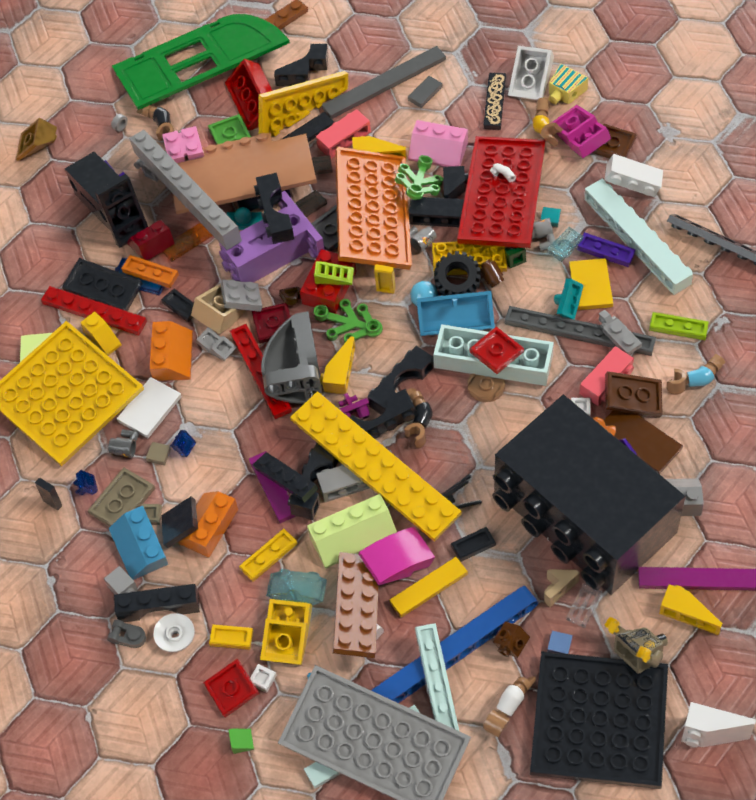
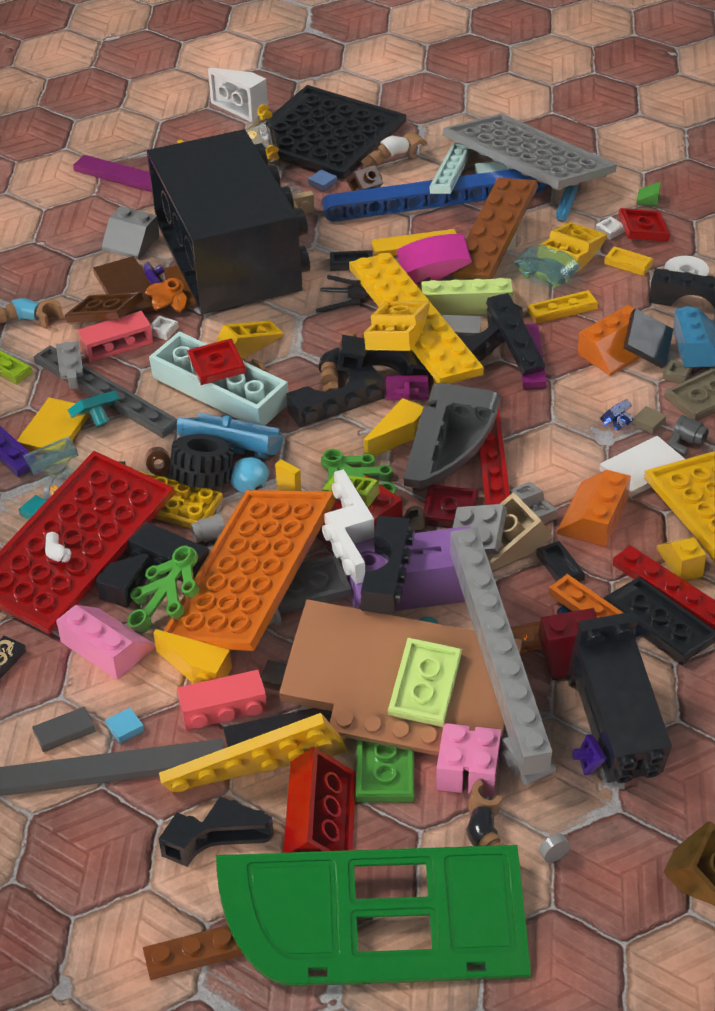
camera: 160 degrees left, 15 degrees down
(222, 164) = (425, 682): none -> yellowish green tile
(312, 226) = (348, 526): none -> white bracket
(373, 425) = (396, 325): none -> yellow slope
(392, 105) = (124, 725): none -> medium azure tile
(500, 412) = (250, 336): none -> yellow slope

